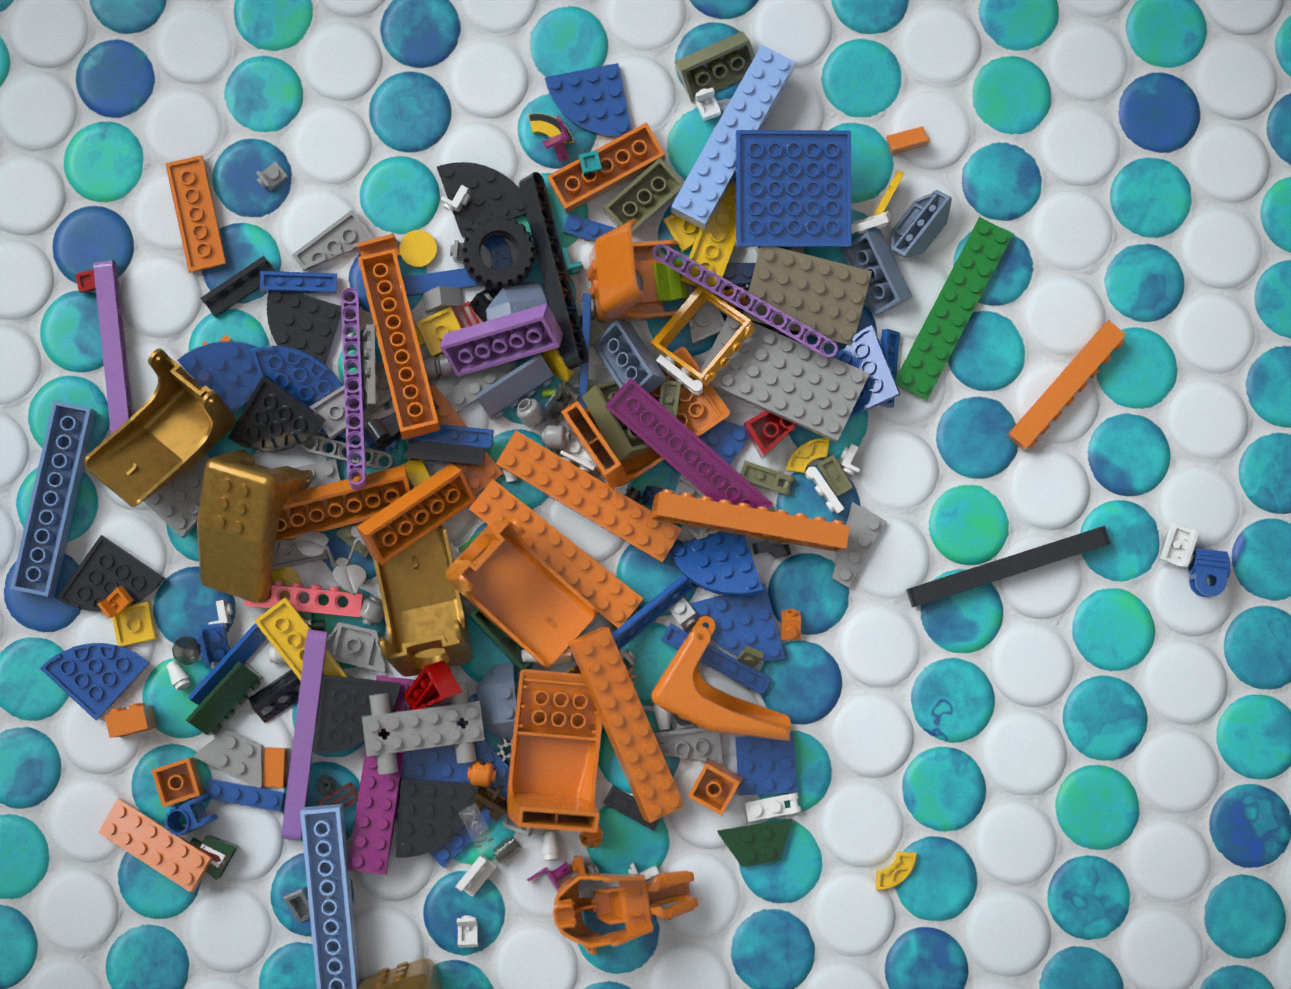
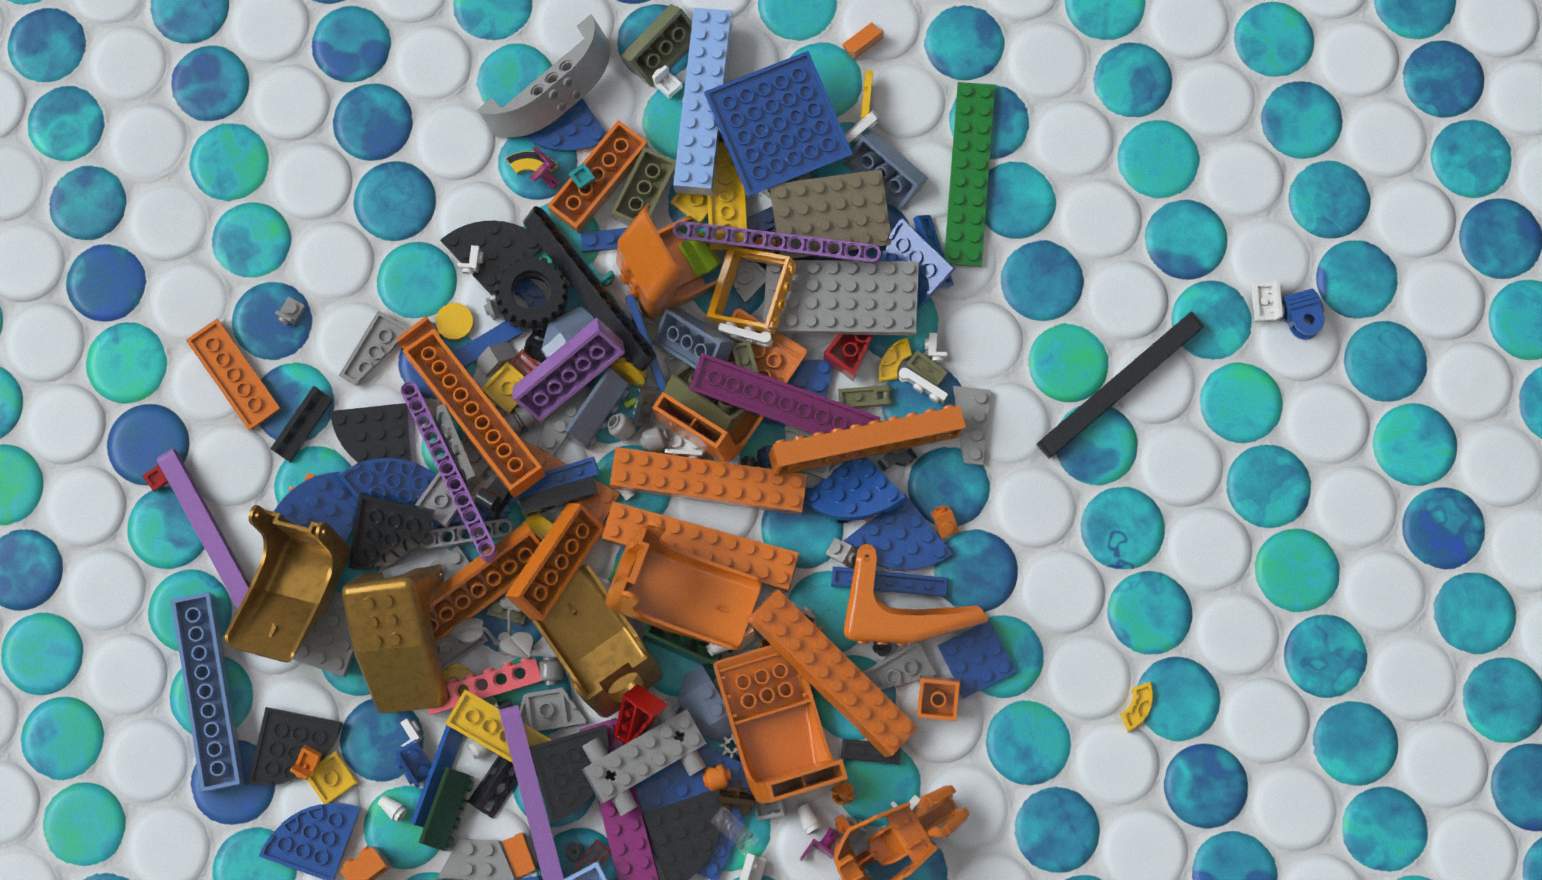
camera: 20 degrees left, 5 degrees down
(186, 650) = (391, 780): clear smoke hair -> none
(298, 282) = (355, 397): blue plate -> none
(506, 850) = (769, 839): clear smoke brick -> none
(600, 68) = (555, 89): none -> light grey slope
(651, 611) = (812, 560): blue tile -> none
(663, 718) = (861, 653): white cone -> none
(750, 656) = (919, 565): olive plate -> none
(757, 842) = (999, 734): dark green wing -> none
(771, 807) = (998, 696): white plate -> none
(921, 224) = (907, 109): sand blue wedge -> none
(1066, 385) = (1101, 200): orange brick -> none

